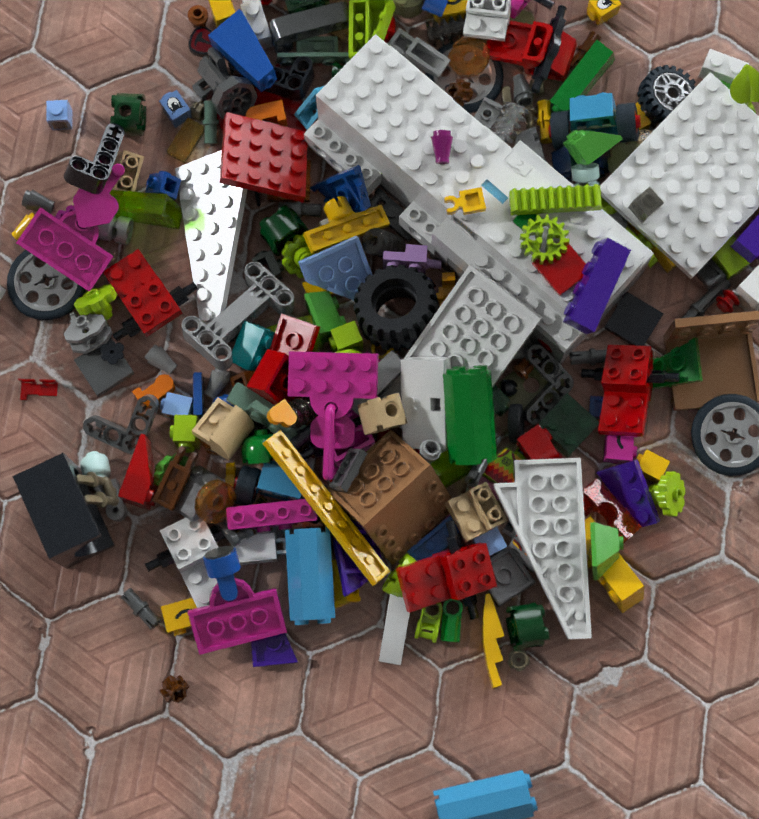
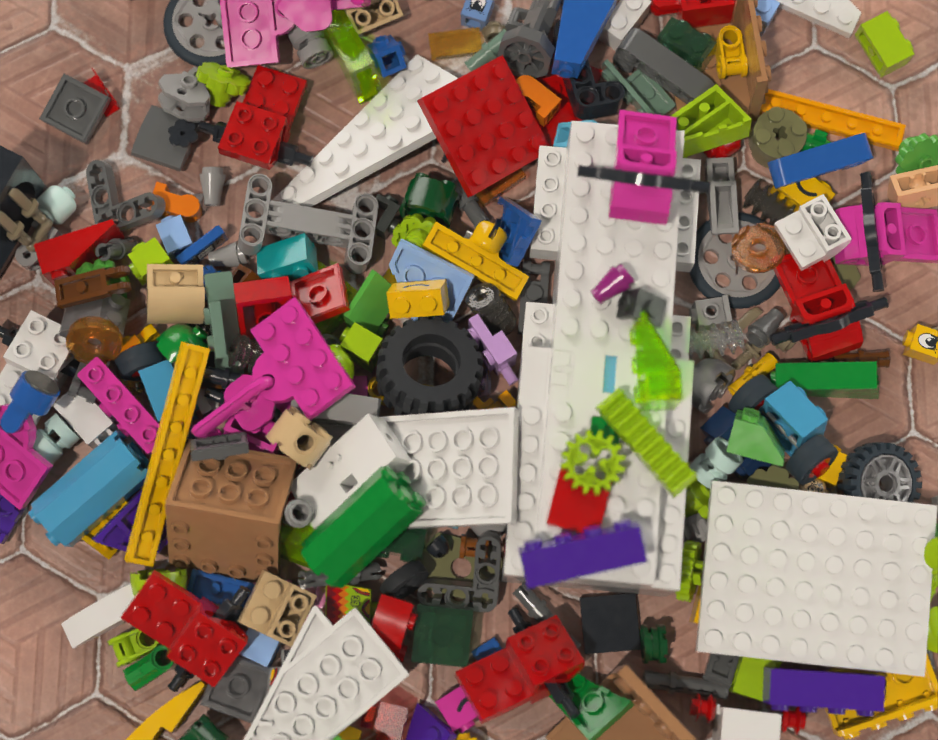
camera: 50 degrees right, 0 degrees up
(36, 410) = (75, 108): none -> dark grey plate
(158, 448) = (115, 248): none -> dark grey pin
(255, 568) = (47, 446): none -> light aqua wheel
(282, 414) = (225, 338): light orange tile -> none
(345, 280) = (418, 299): none -> yellow brick
(385, 72) = (643, 169): none -> dark pink piece
(460, 91) = (711, 267): reddish brown gear -> none
(469, 140) = (639, 300): none -> pearl dark grey bracket
(469, 200) = (573, 356): yellow plate -> none
(514, 157) = (657, 371): none -> clear neon green slope
(646, 204) = (731, 543): clear smoke brick -> none
(666, 302) = (653, 643): none -> dark green wheel

